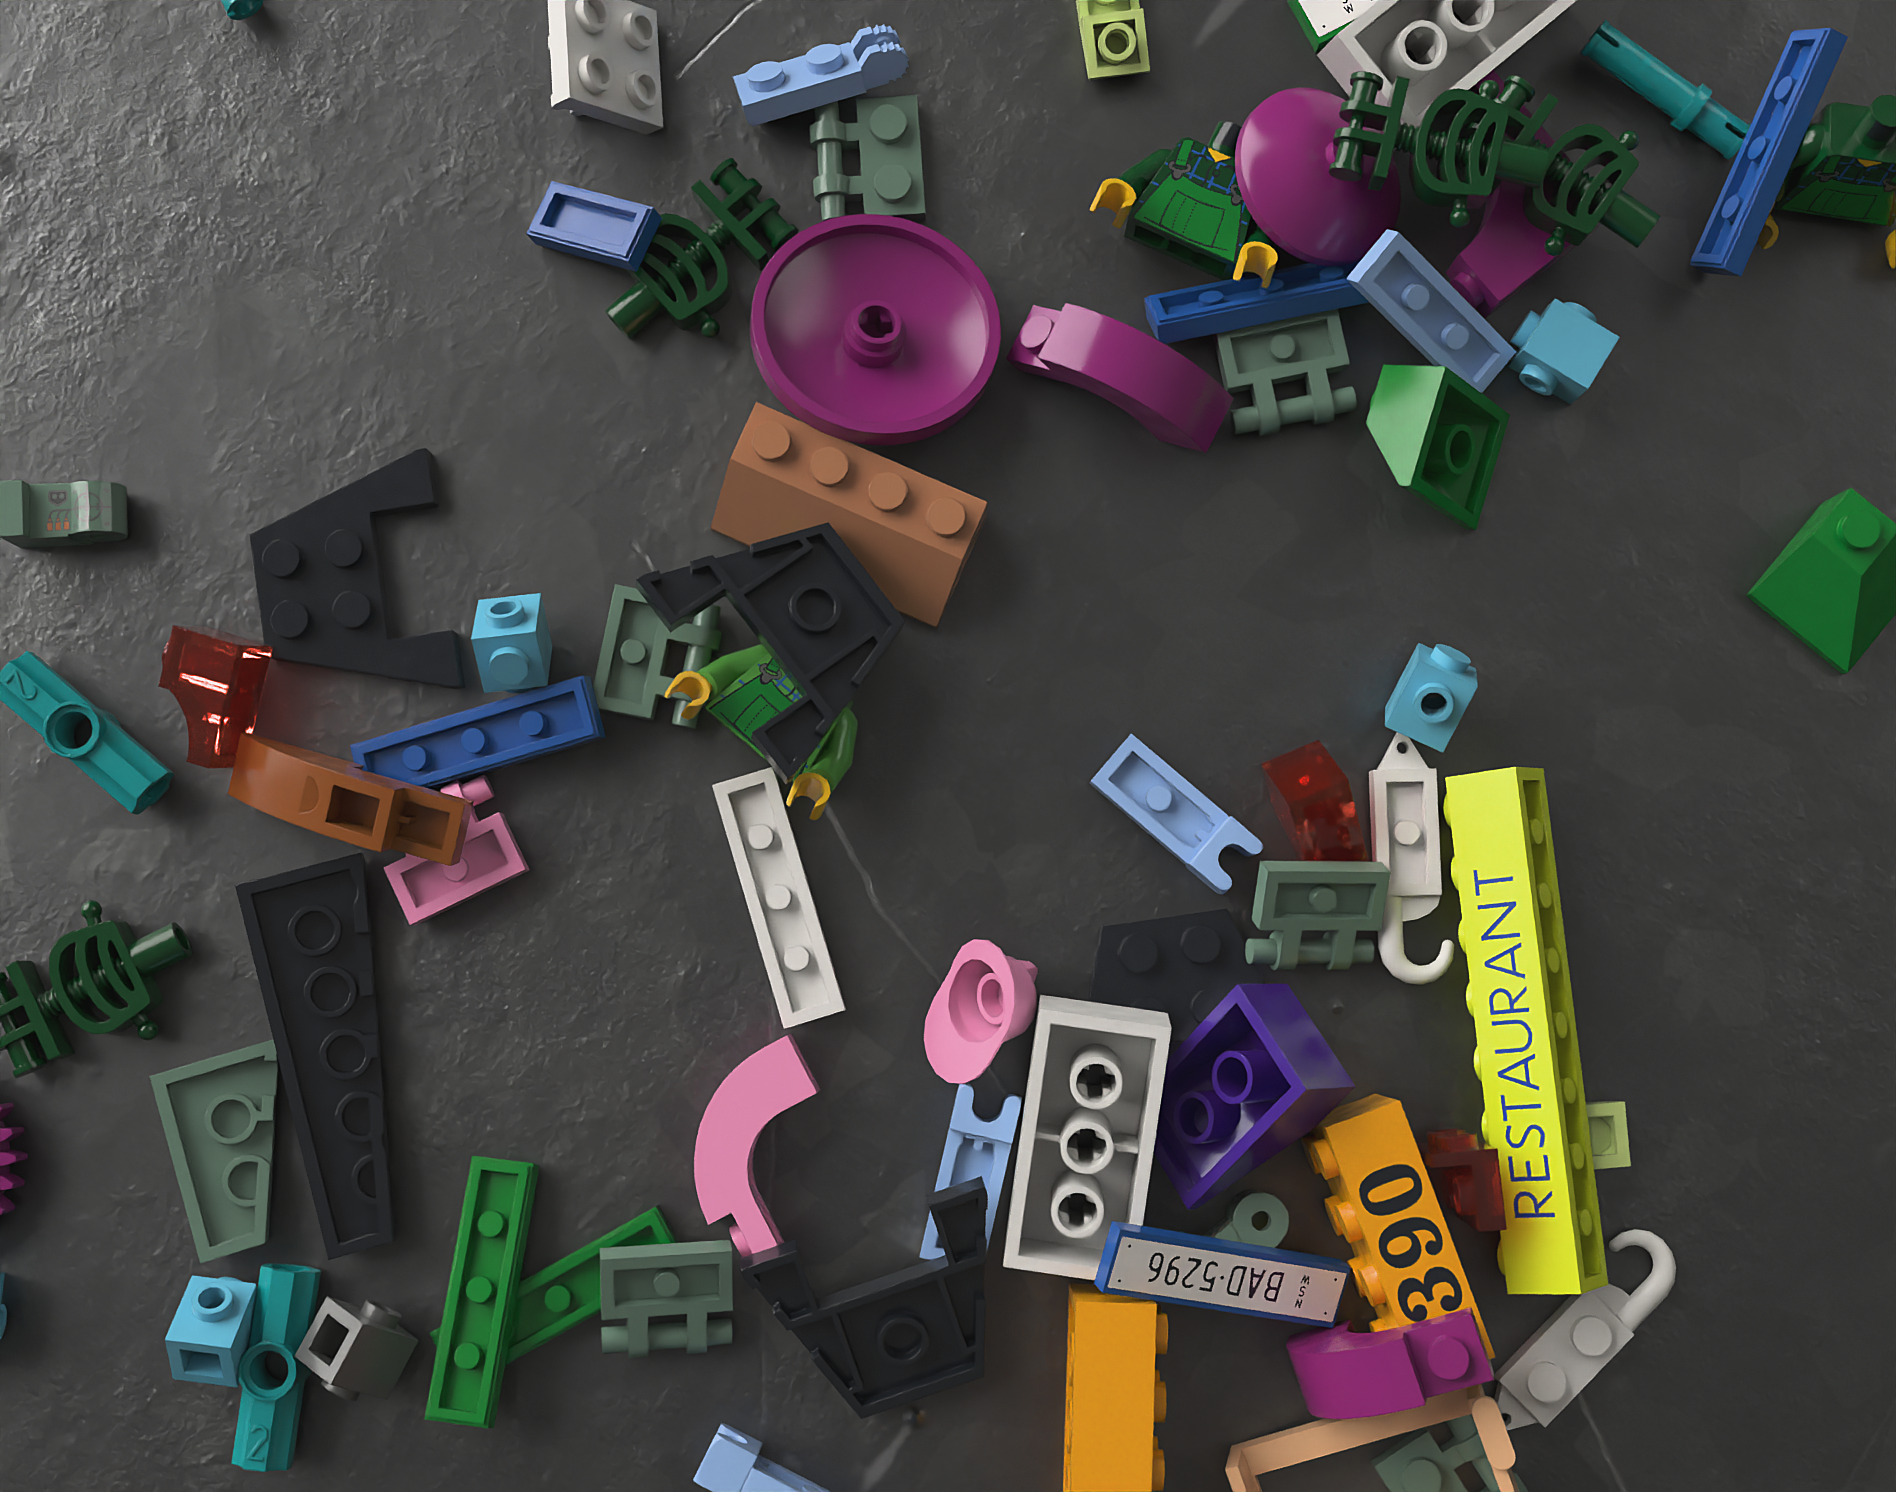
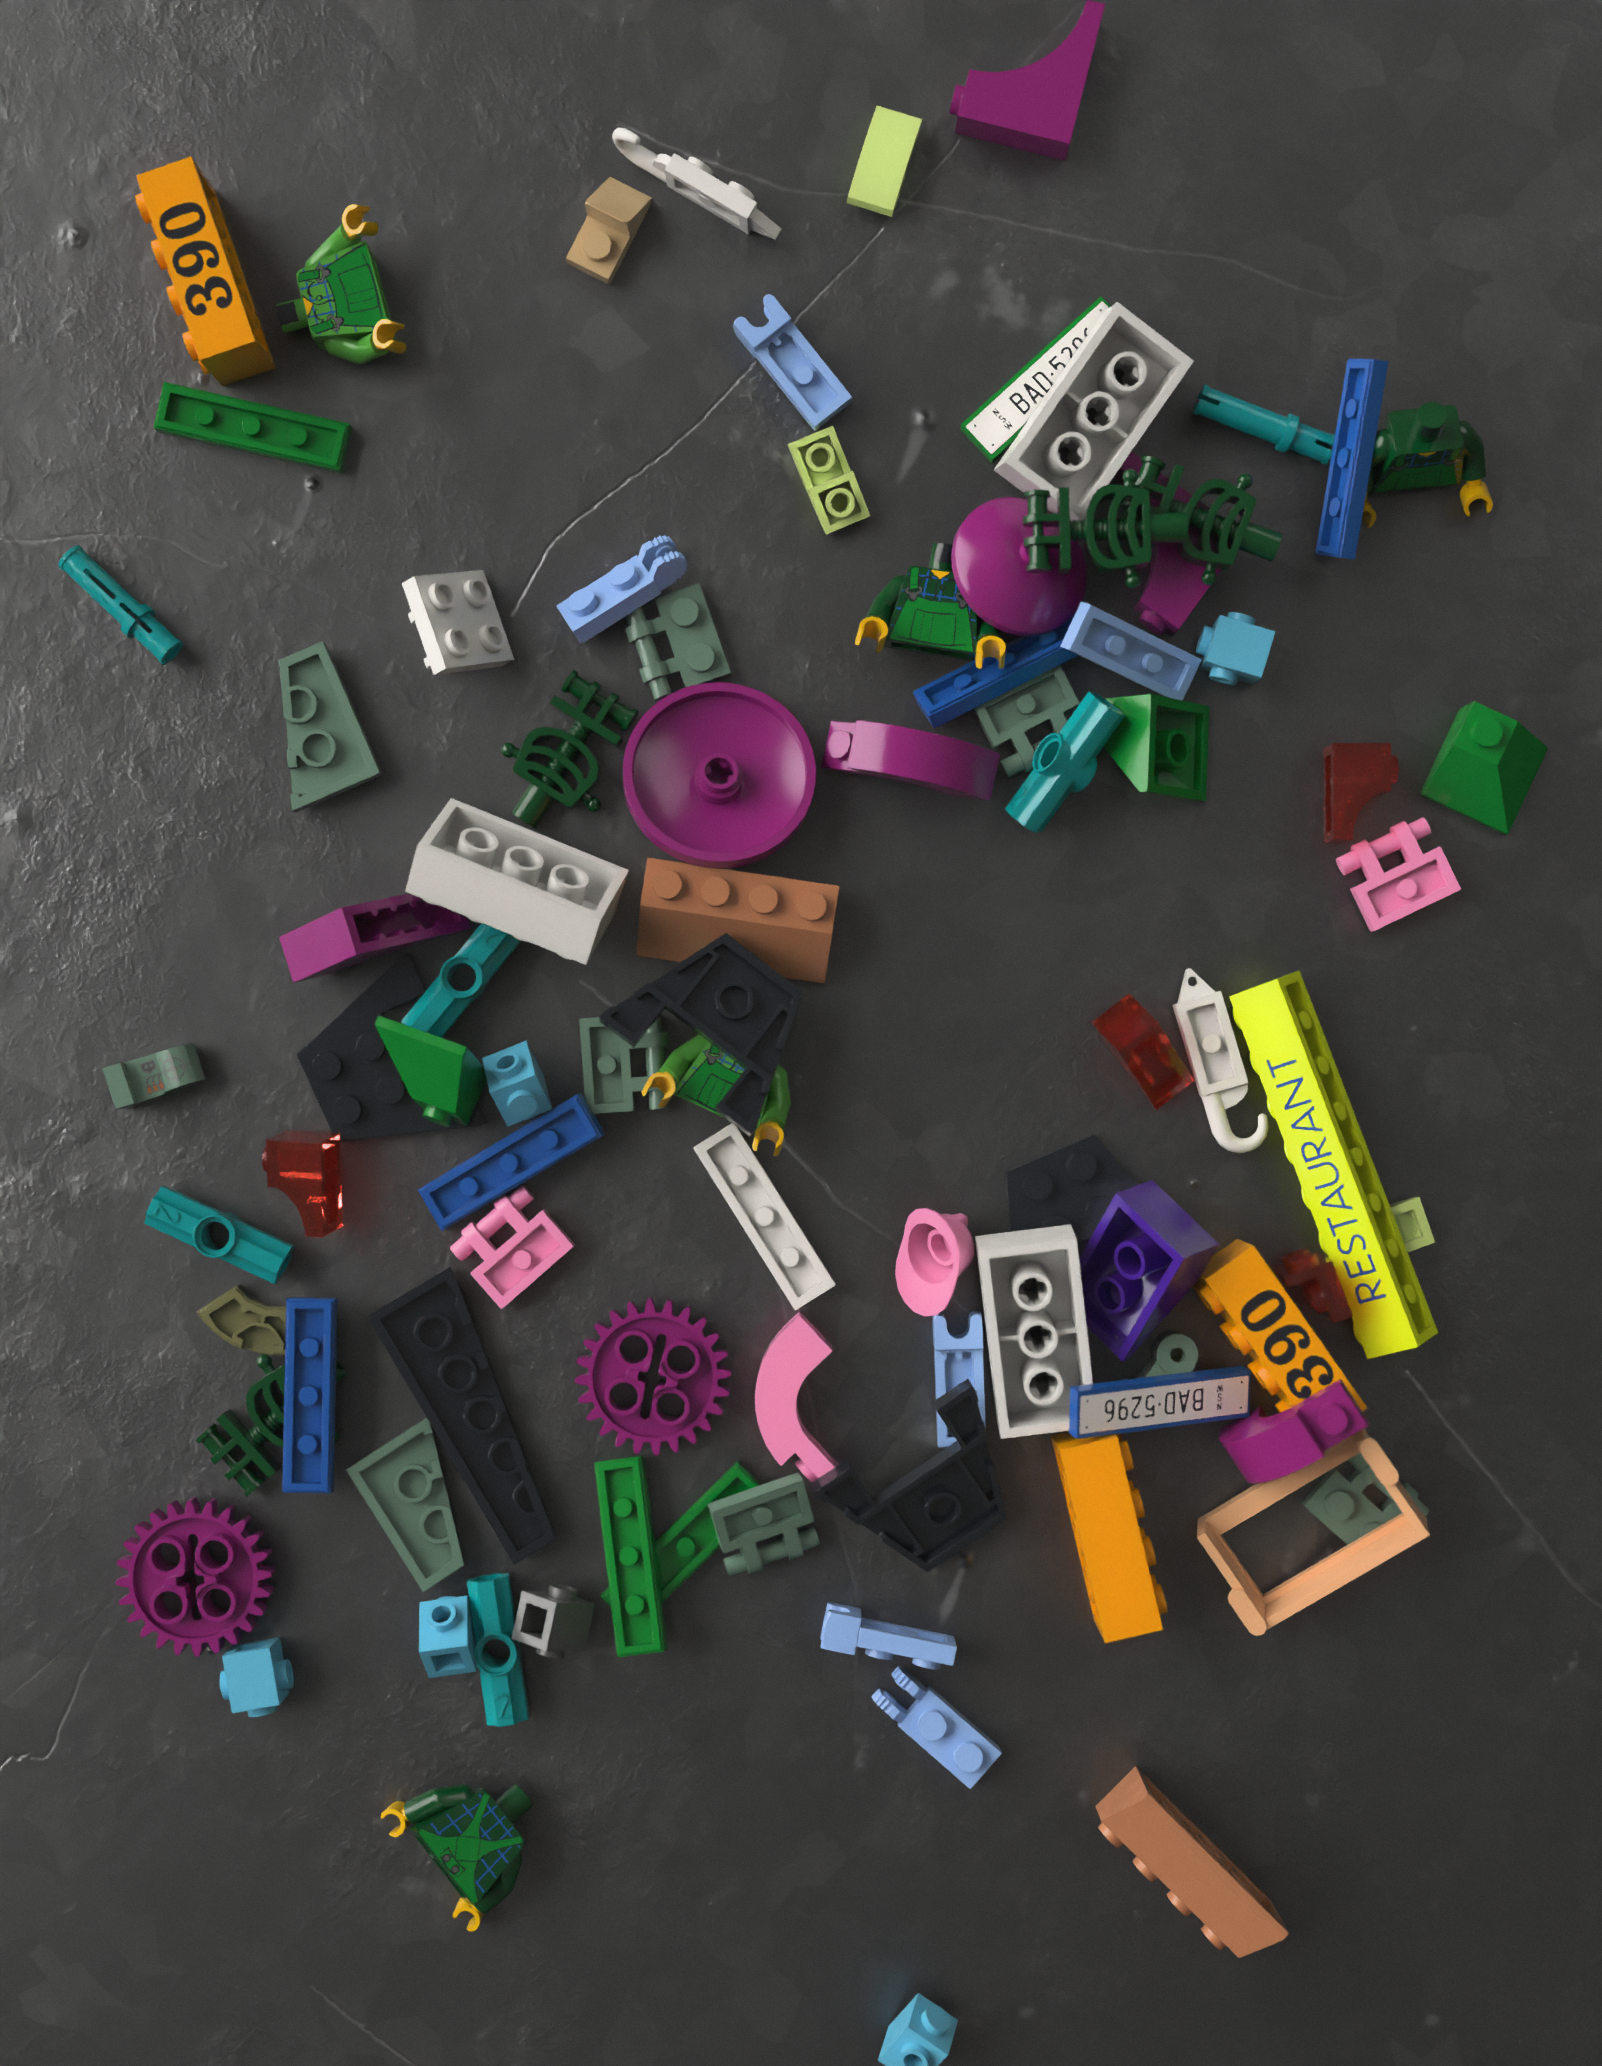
camera: 10 degrees left, 5 degrees up
(103, 866) = (247, 1322): none -> olive tile
(132, 967) = (309, 1395): none -> blue tile
(347, 802) = (428, 1234): dark orange slope -> none
(385, 397) = (366, 932): none -> magenta arch
(403, 148) = (323, 730): none -> sand green wing
(411, 595) = (436, 1072): none -> green slope
(520, 472) = (441, 1003): none -> teal piece
(529, 1035) = (612, 1366): none -> magenta gear
(583, 387) = (516, 881): none -> white brick
(594, 226) = (485, 751): tile -> none
(1173, 811) = (1035, 1073): light blue plate -> none
(1313, 428) = (1064, 762): none -> teal piece
(1317, 897) = (1157, 1111): sand green plate -> none
(1431, 695) = (1203, 938): medium azure brick -> none
(1580, 1339) = (1429, 1376): white plate -> none
(1668, 546) = (1350, 780): none -> clear red arch
(1701, 703) = (1403, 888): none -> bright pink plate

